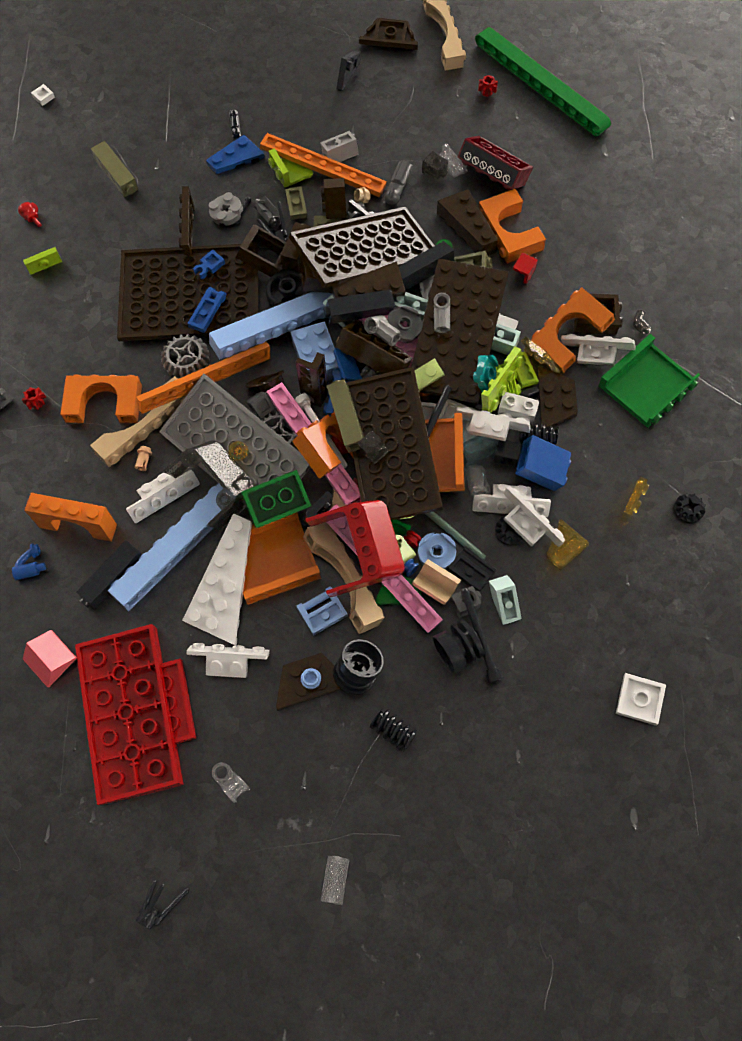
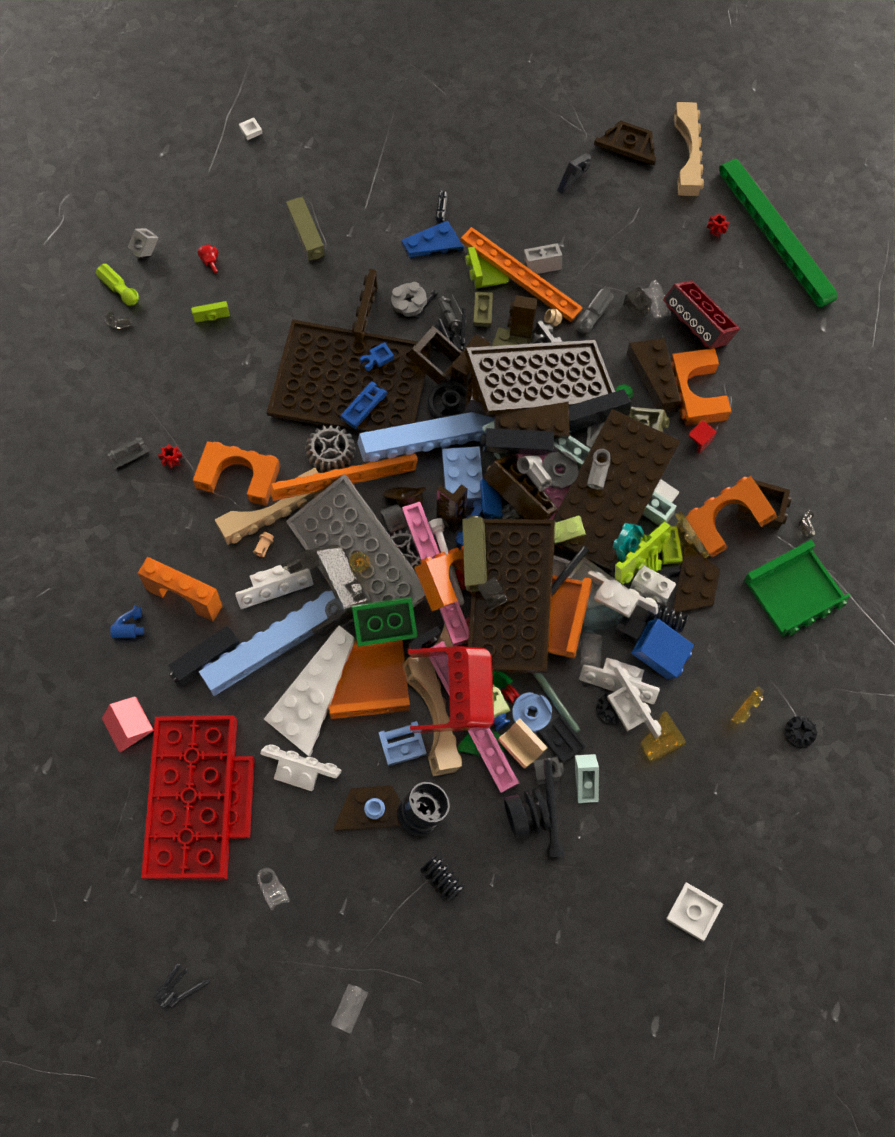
camera: 10 degrees right, 0 degrees up
(597, 350) = (752, 544): white bracket -> none

